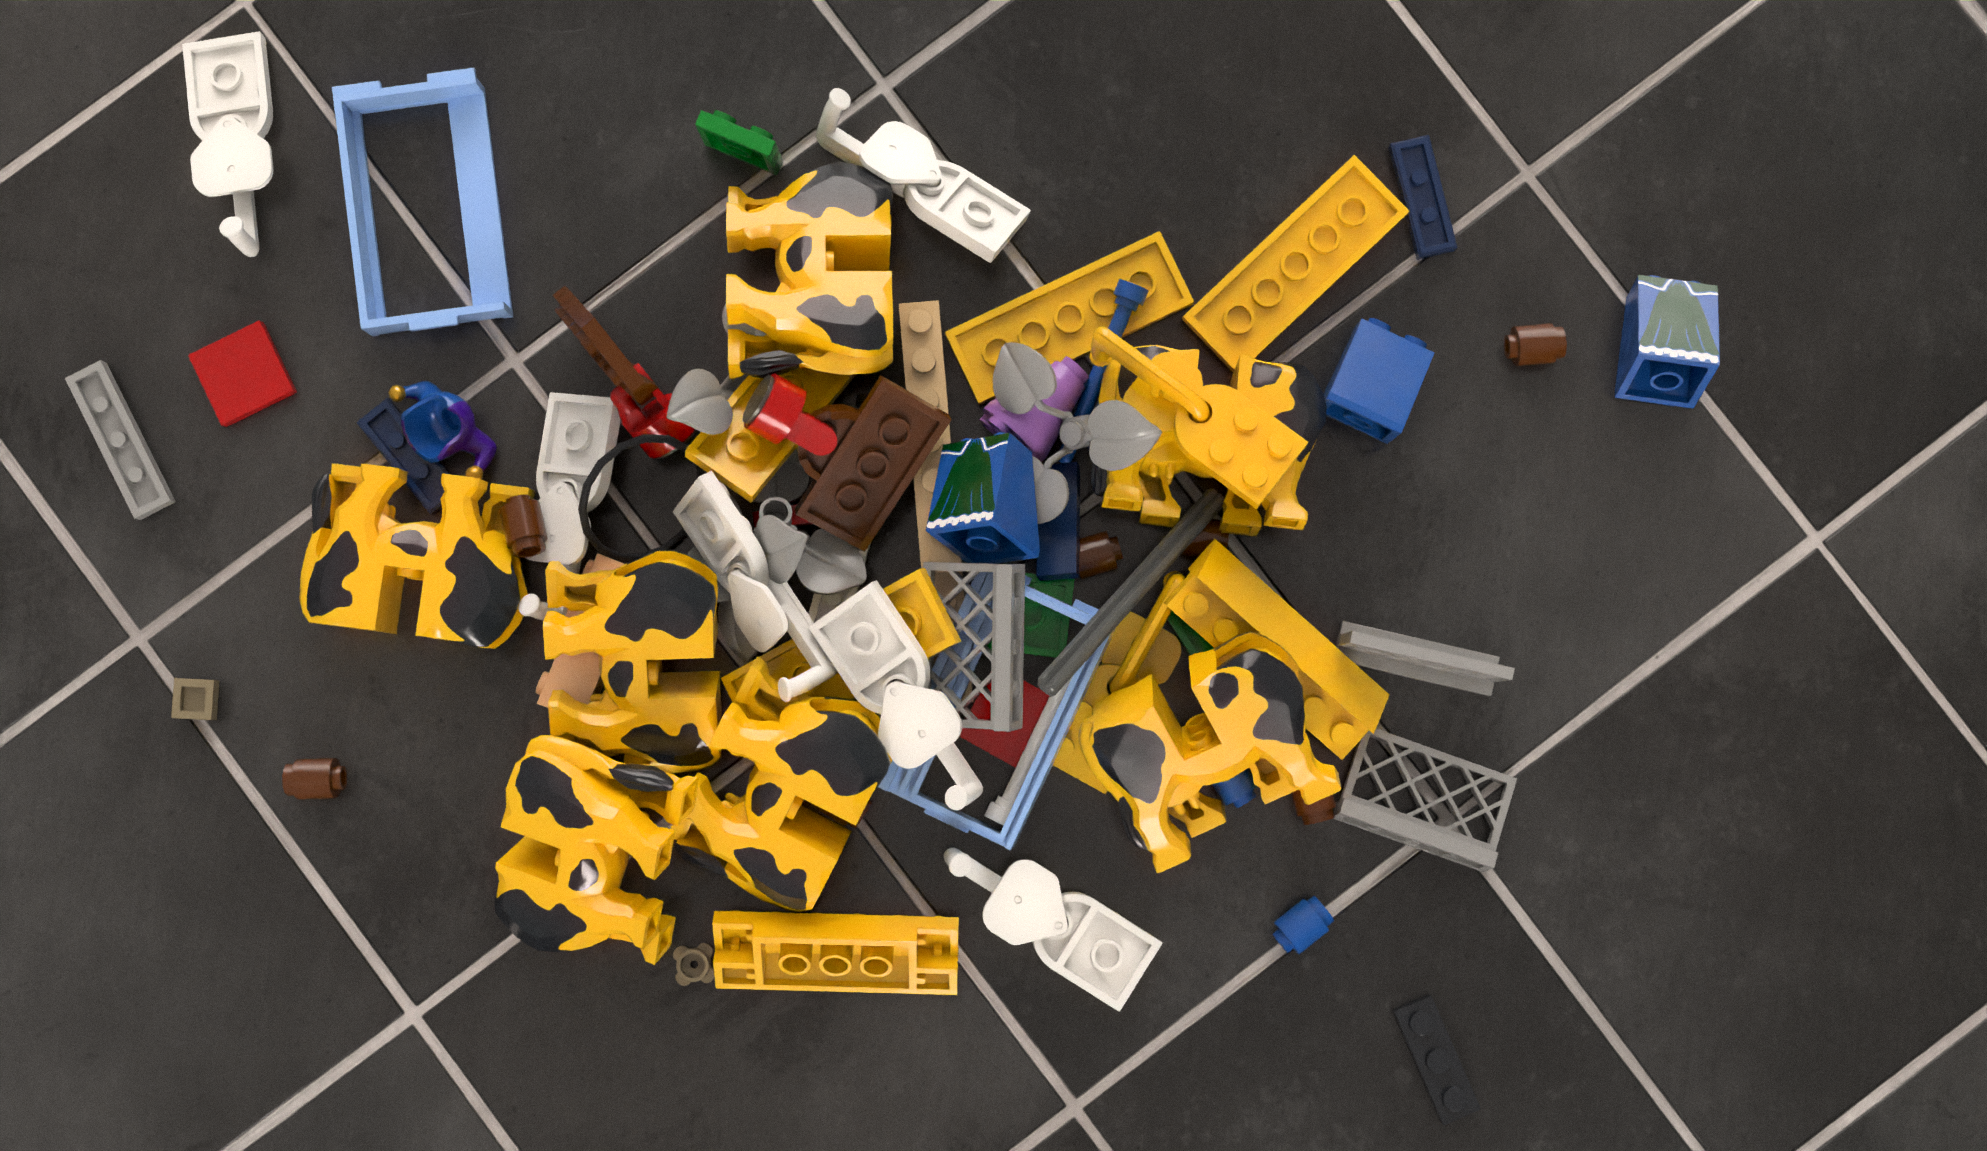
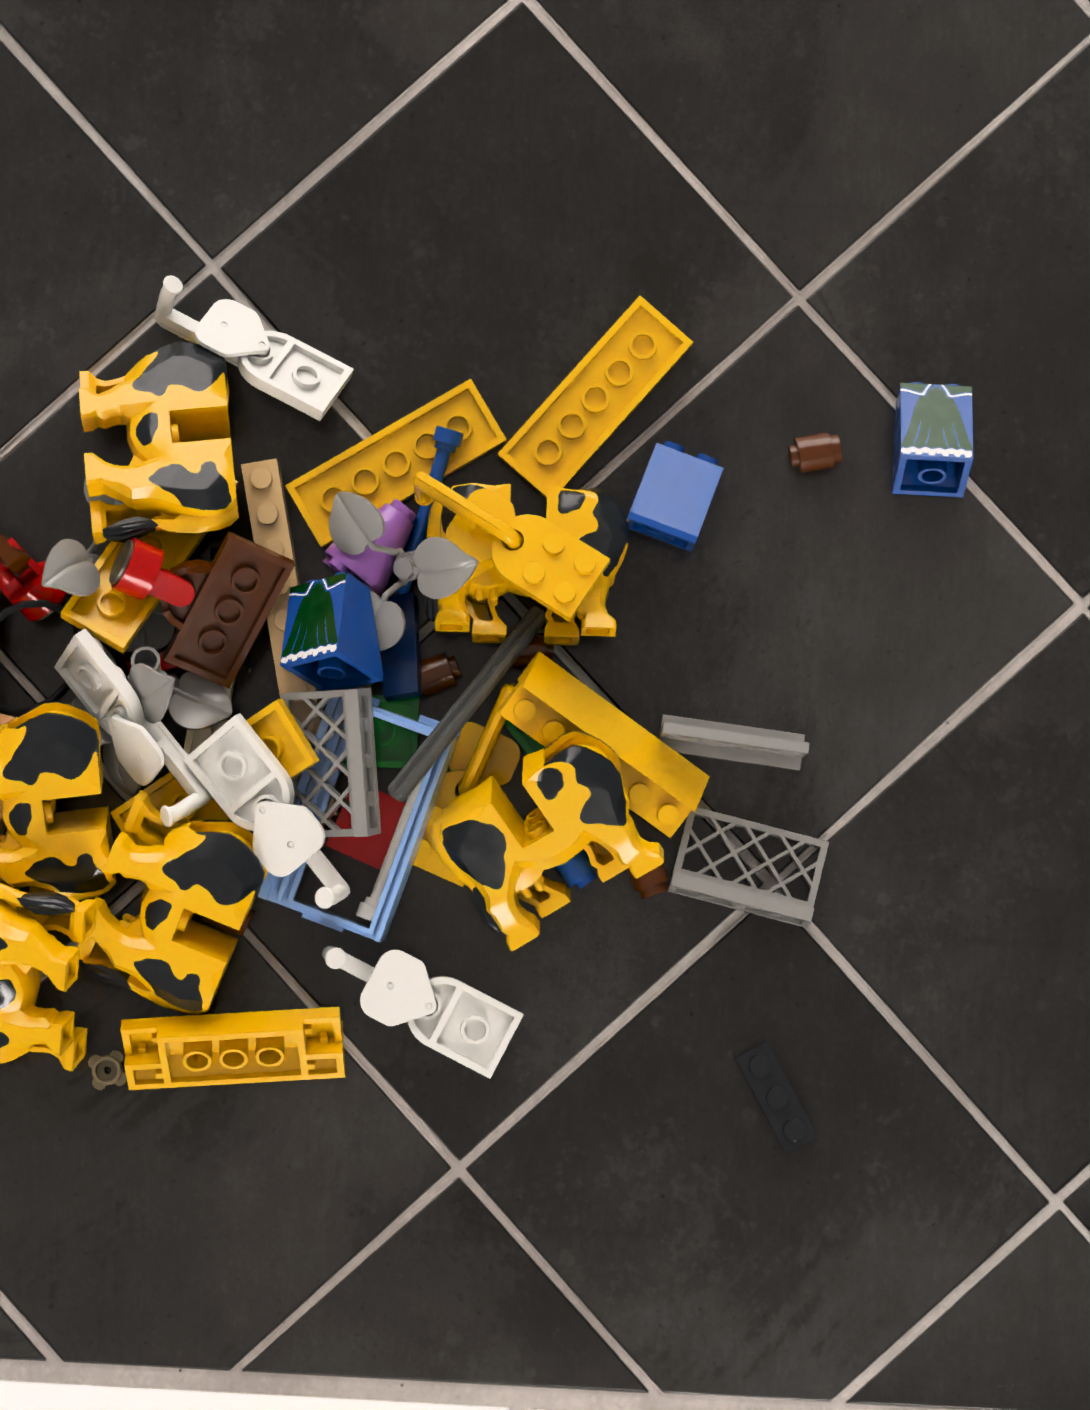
camera: 10 degrees left, 0 degrees up
(750, 146) = (97, 333): green plate -> none
(1302, 925) = (647, 988): blue brick -> none
(1423, 197) = (705, 327): dark blue tile -> none

